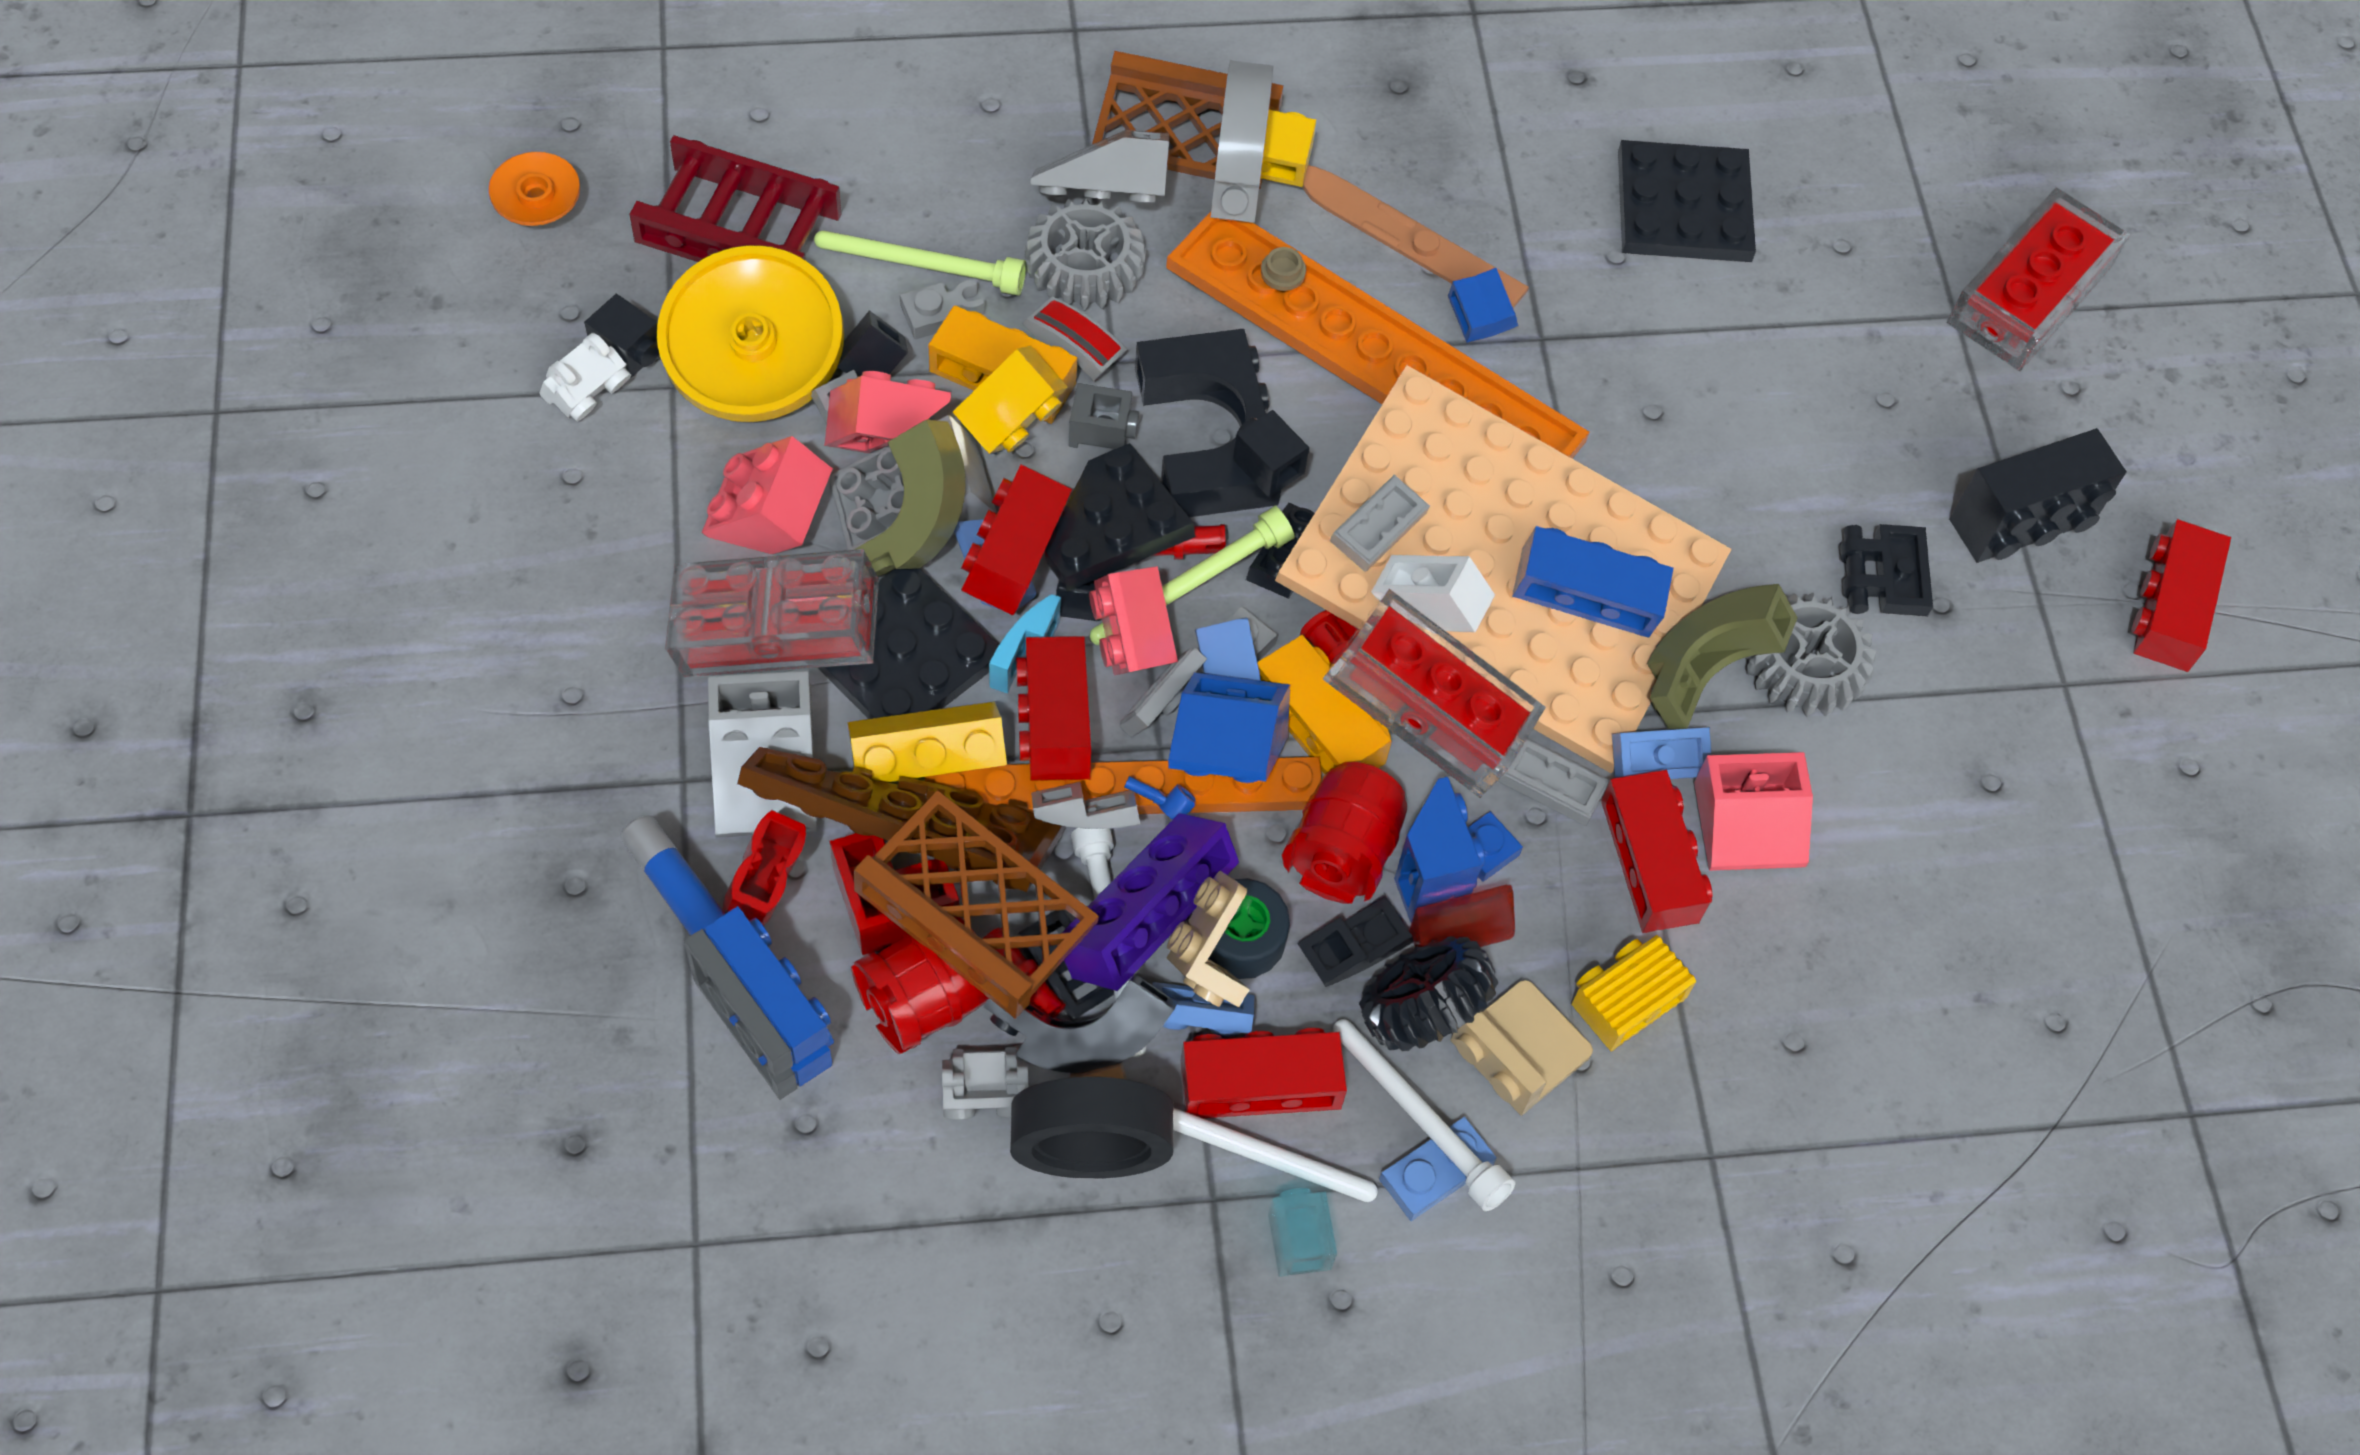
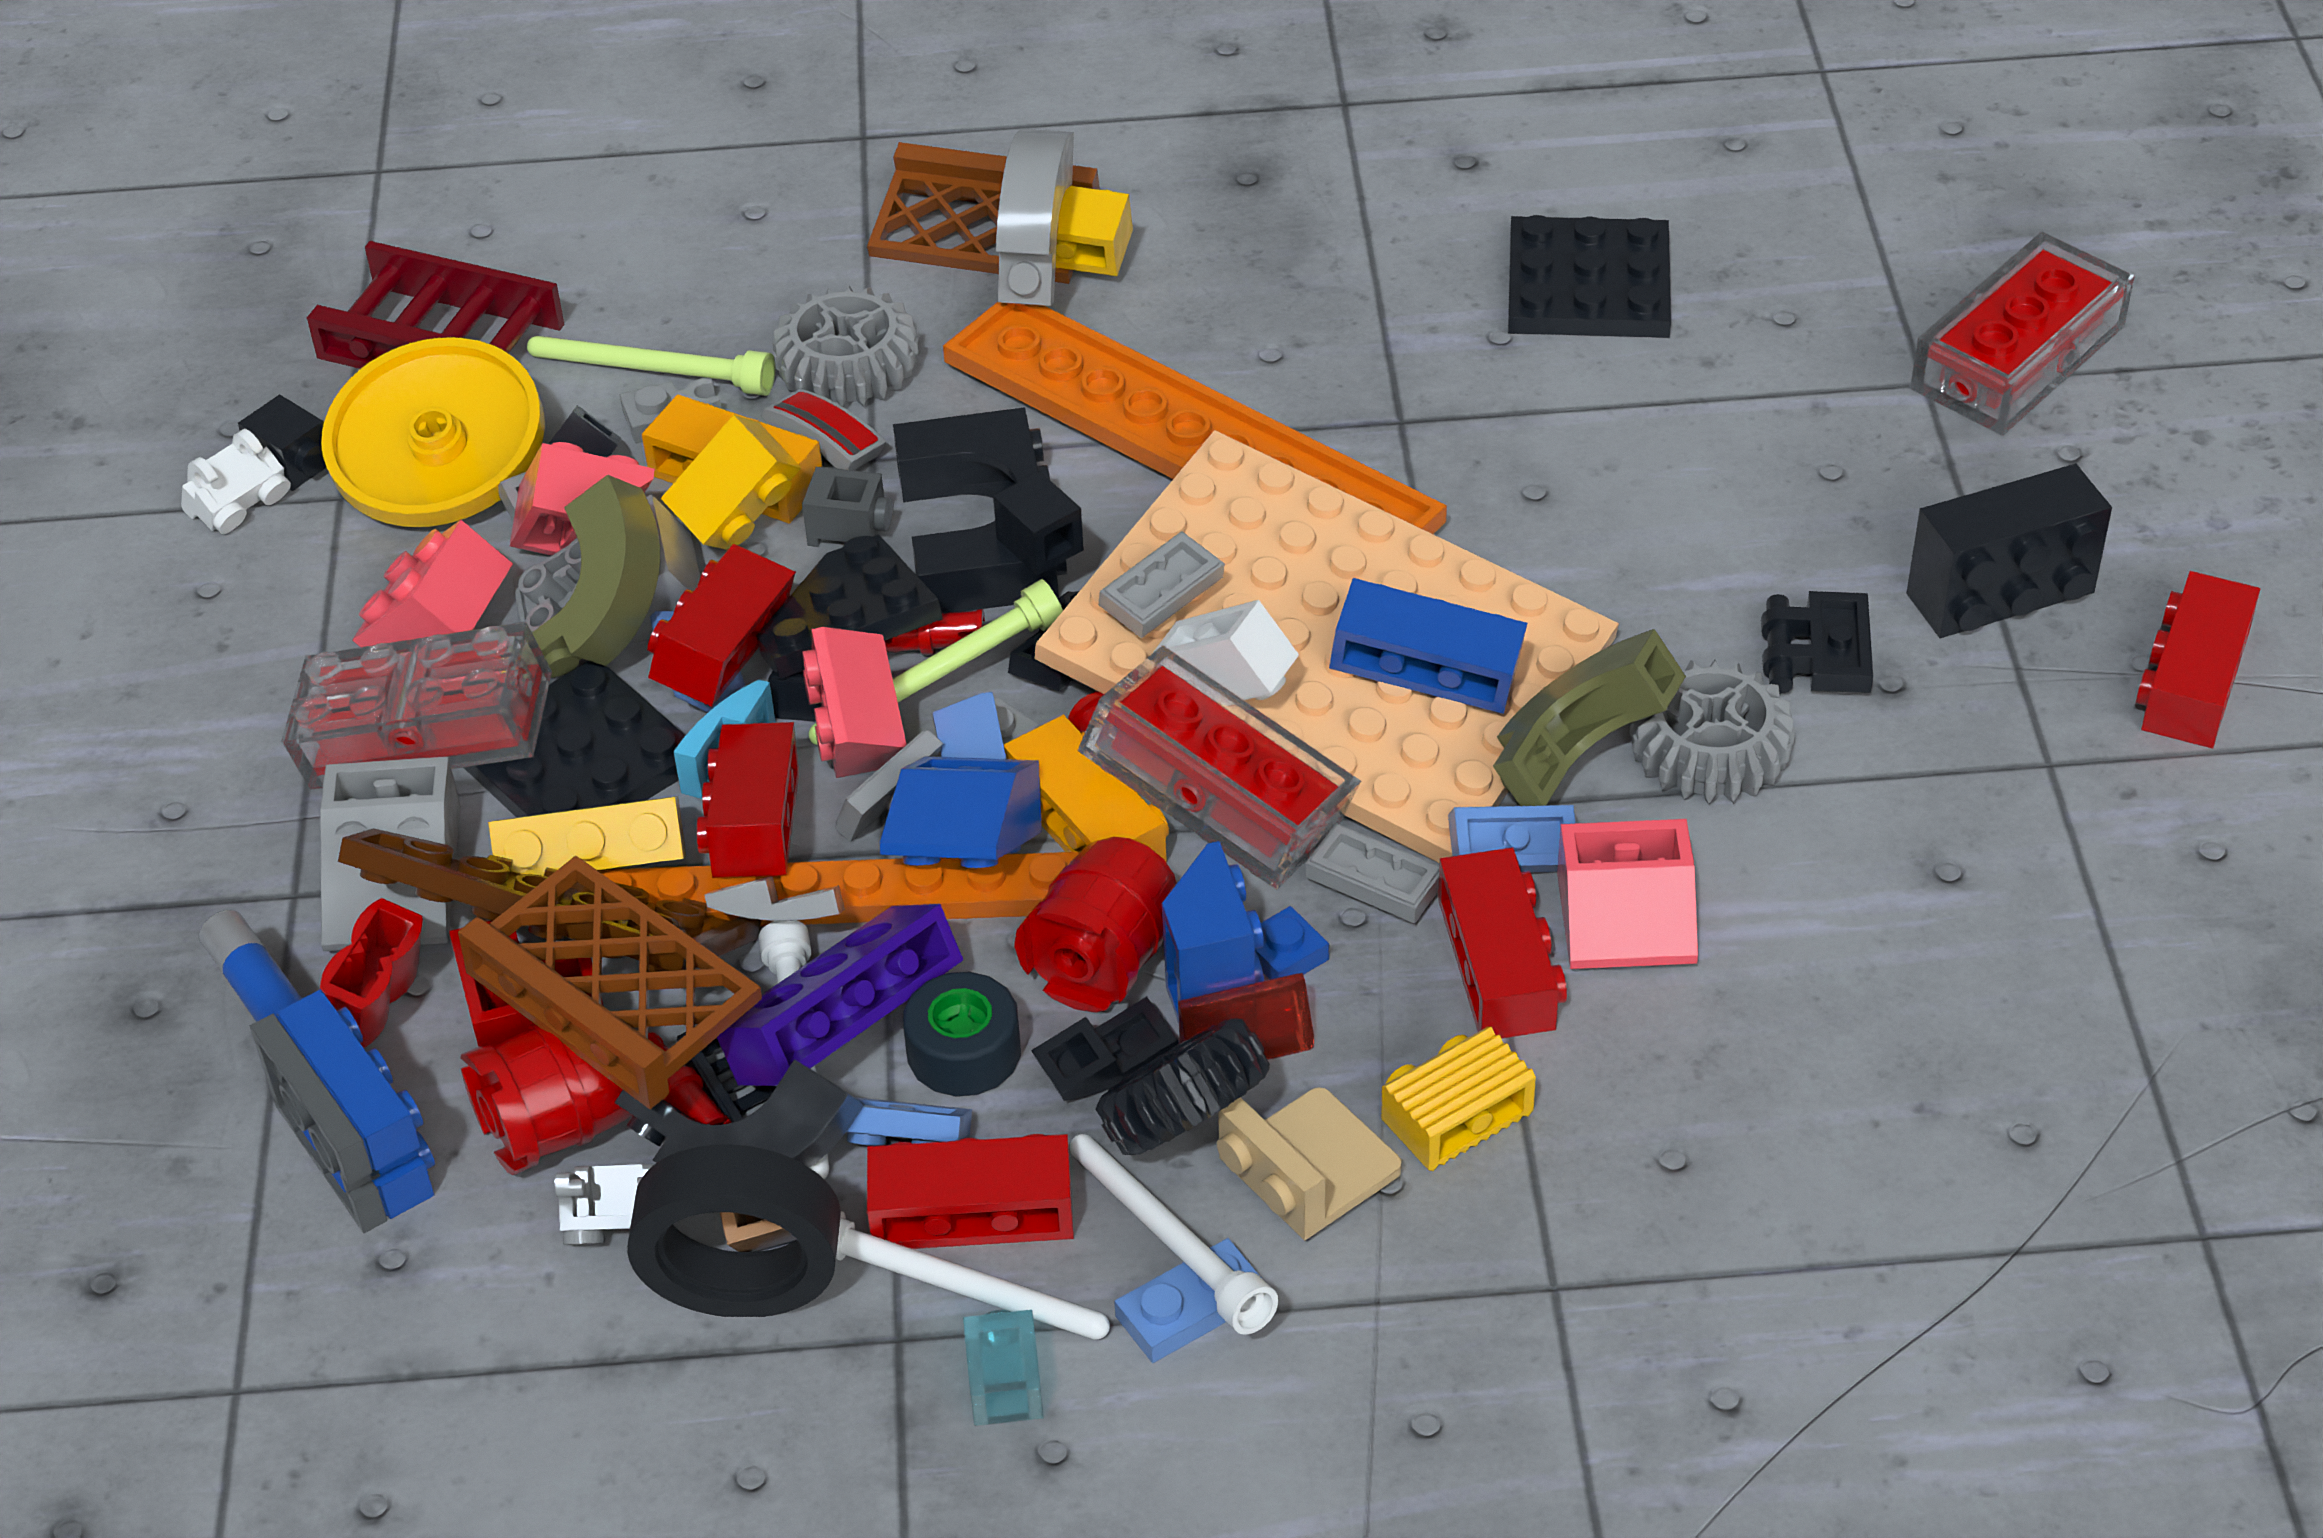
camera: 10 degrees right, 15 degrees down
(534, 188) = (204, 303): orange dish -> none
(1121, 163) = (885, 248): light grey slope -> none
(1176, 802) = (891, 893): blue hand -> none
(1194, 942) = (901, 1070): tan bracket -> none
(1283, 269) = (1079, 348): dark tan plate -> none
(1400, 231) = (1251, 327): nougat piece -> none
(1482, 306) = (1325, 385): blue piece -> none

